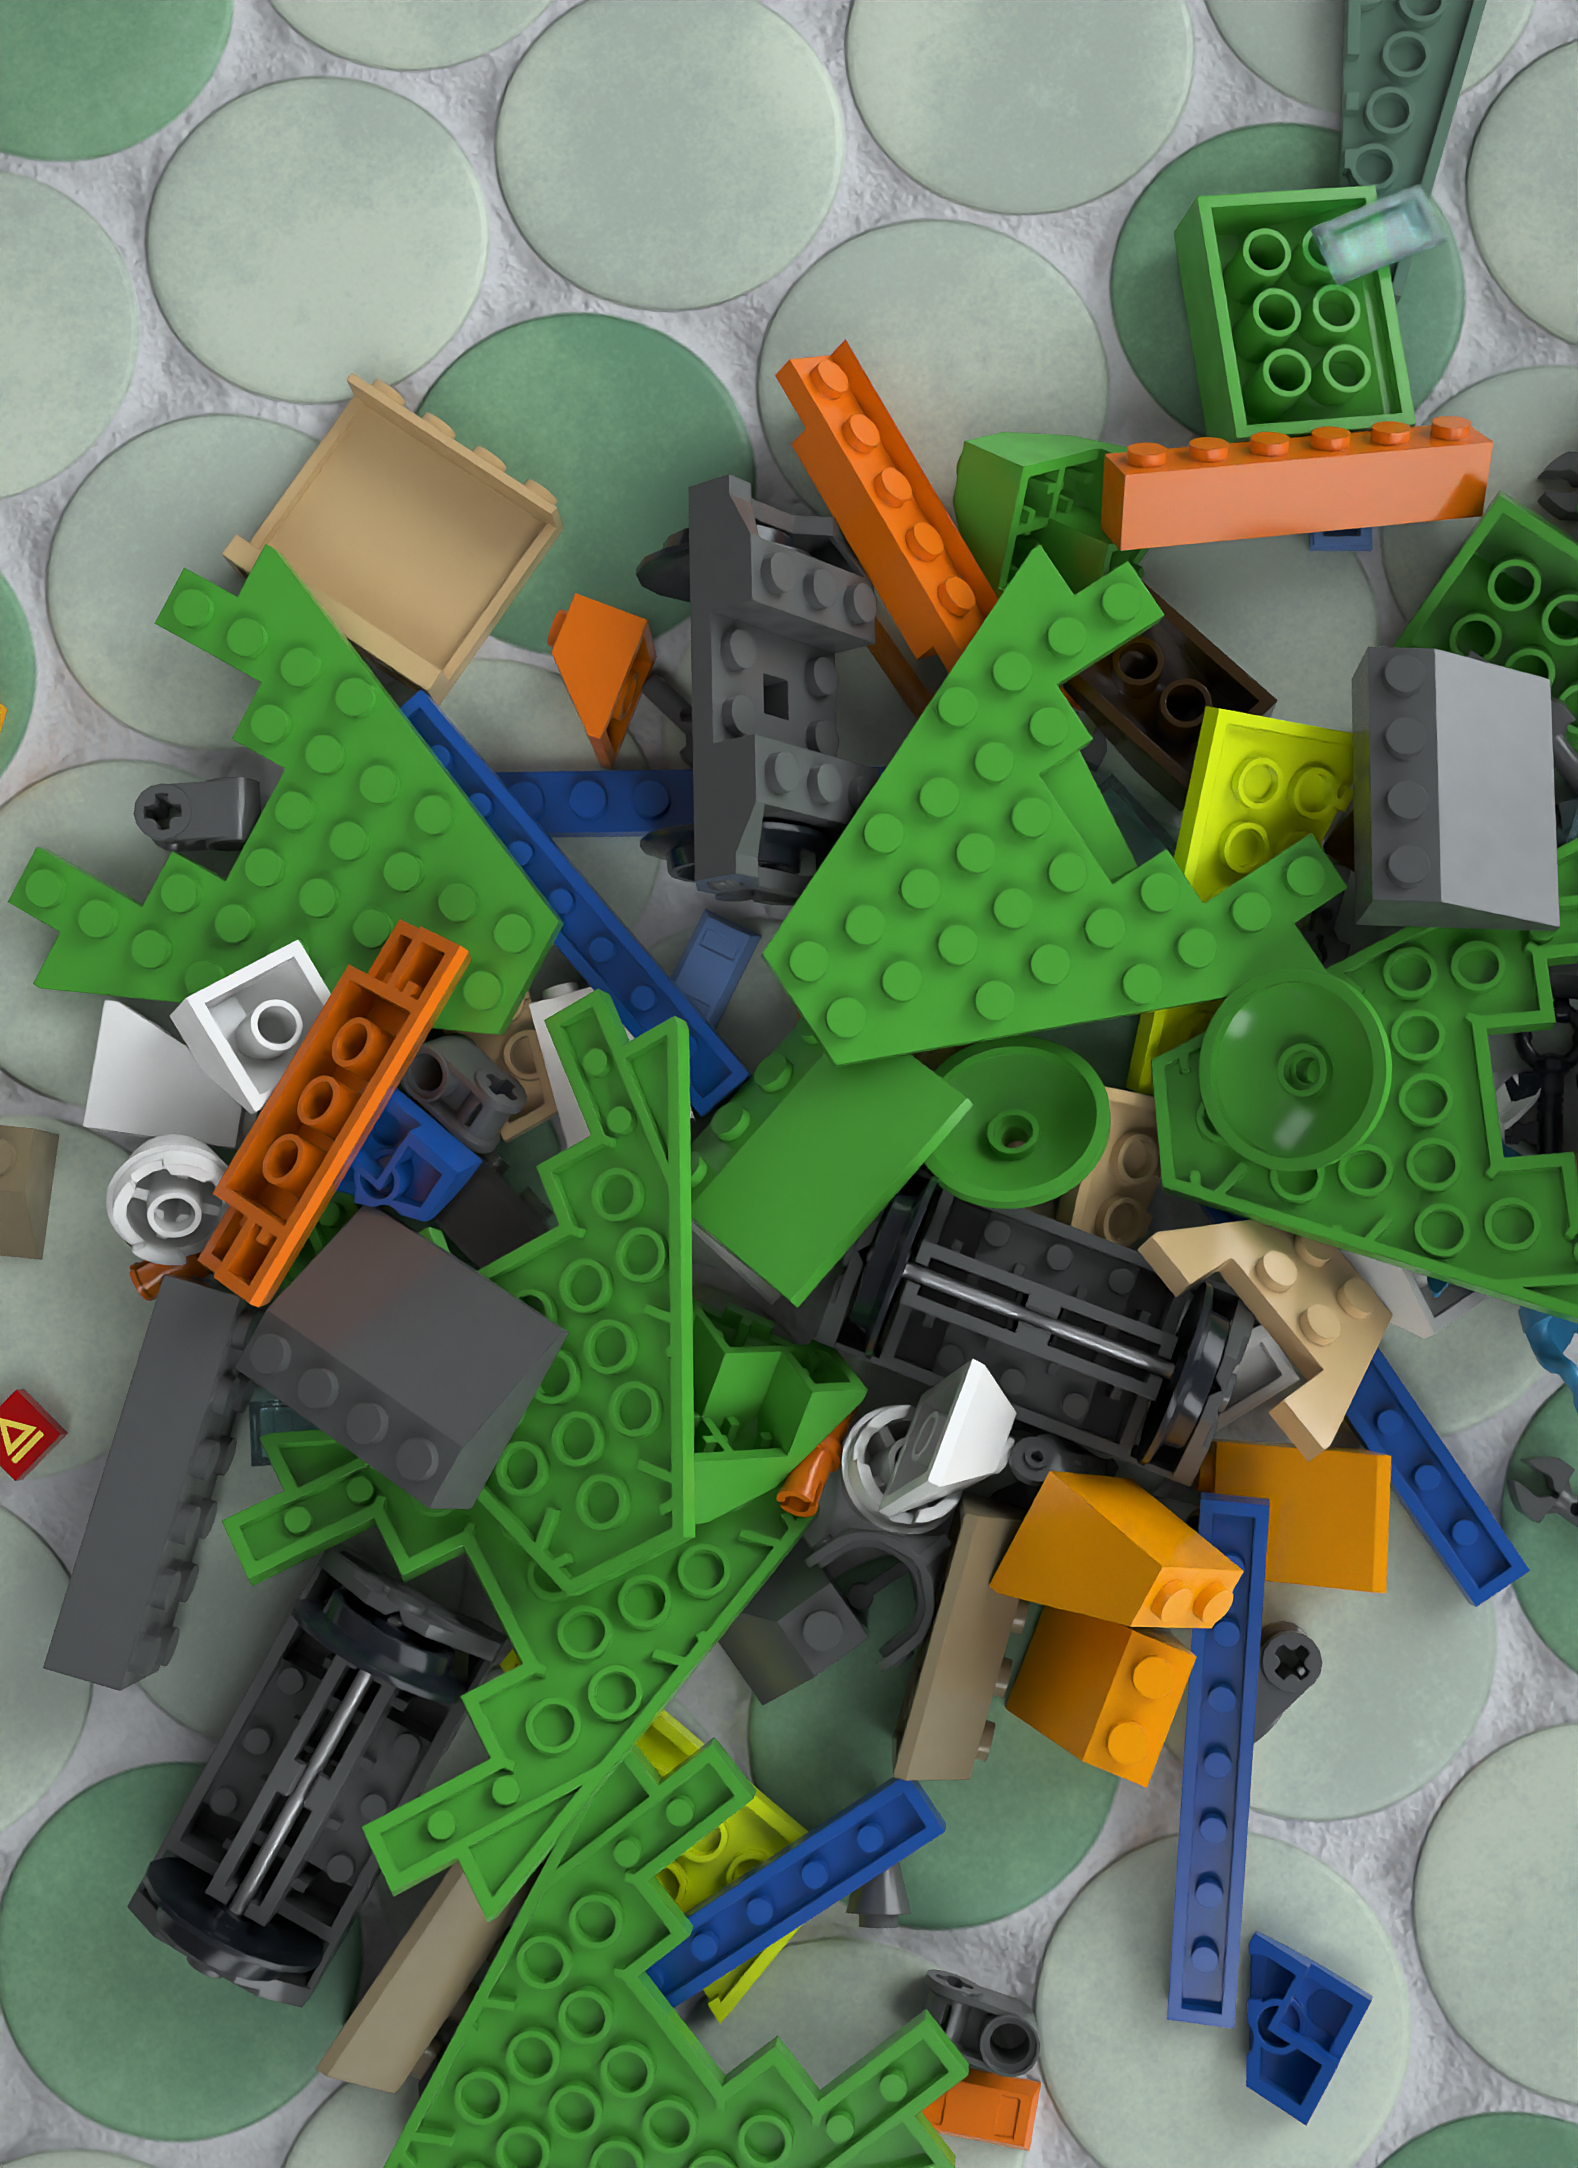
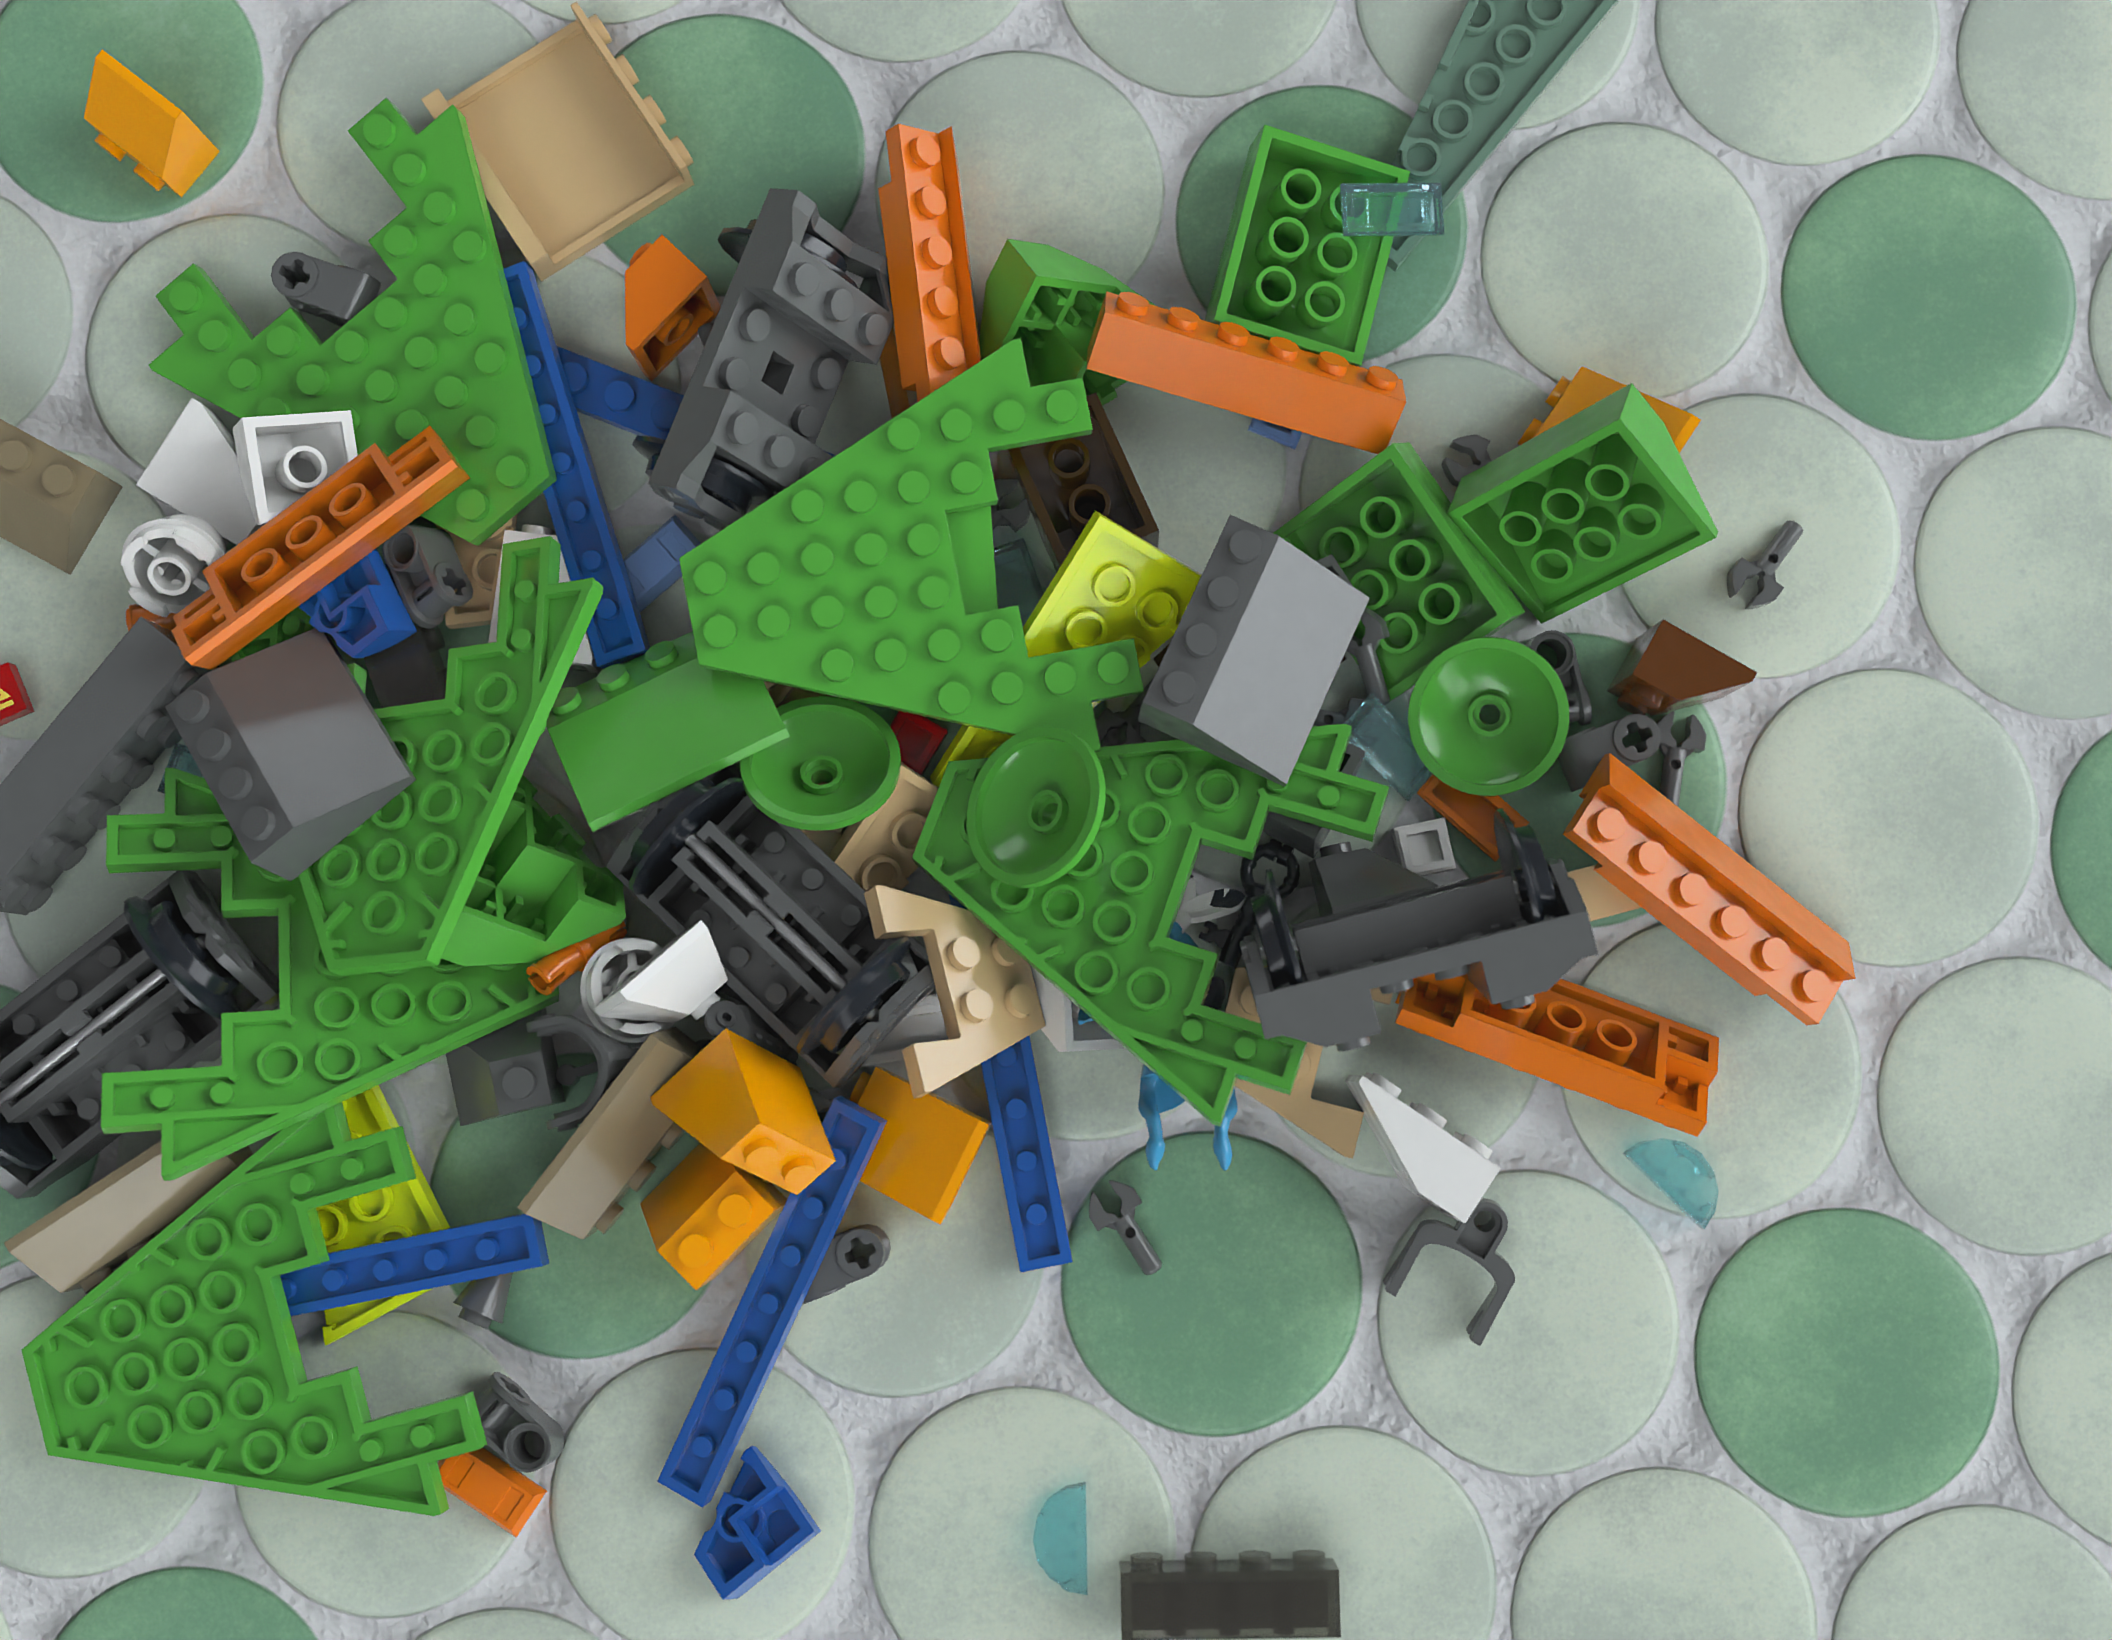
camera: 15 degrees right, 0 degrees up
(1095, 1044) = (917, 740): none -> red tile

